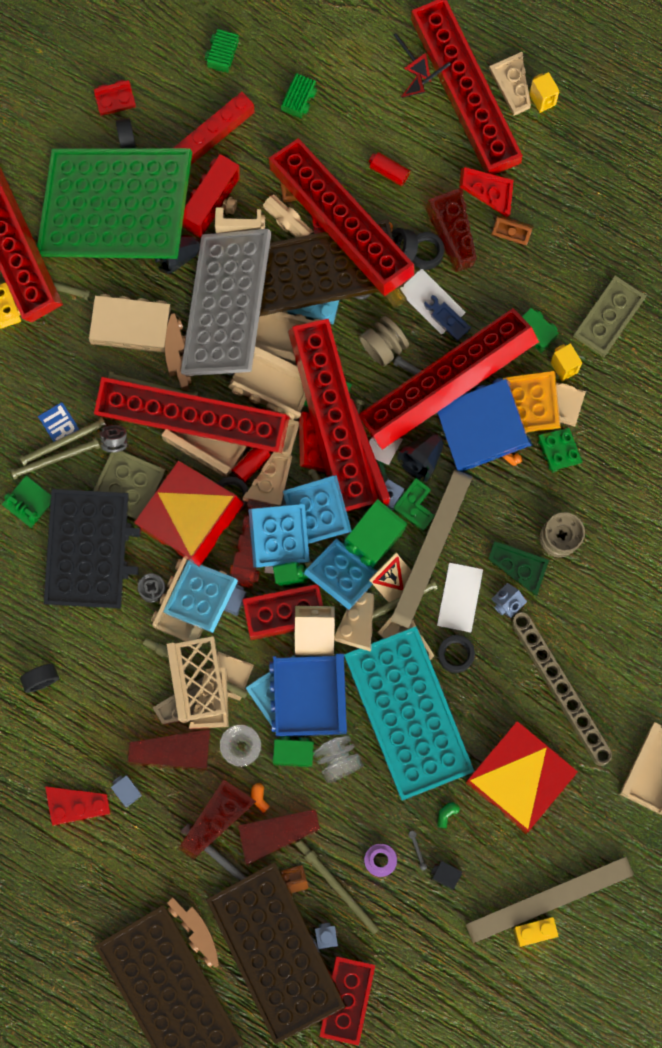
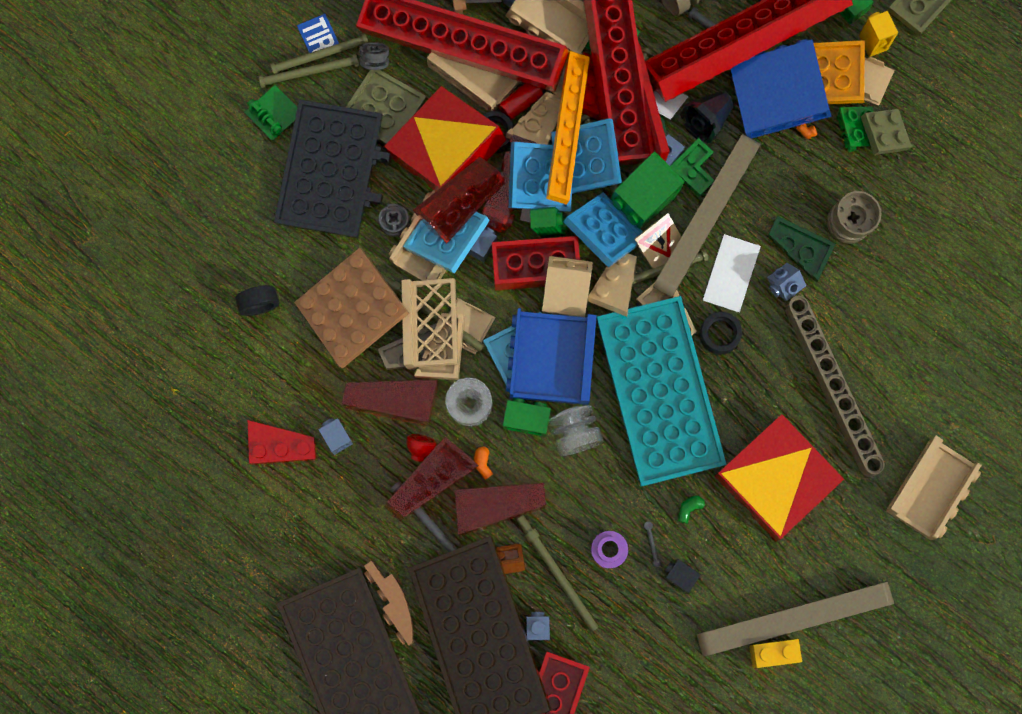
camera: 10 degrees right, 0 degrees up
(124, 674) = (351, 308): none -> medium nougat plate
(202, 790) = (420, 446): none -> red brick
(209, 565) = (459, 199): none -> clear red wedge
(297, 487) = (567, 128): none -> light orange plate
(583, 451) = (886, 131): none -> olive plate

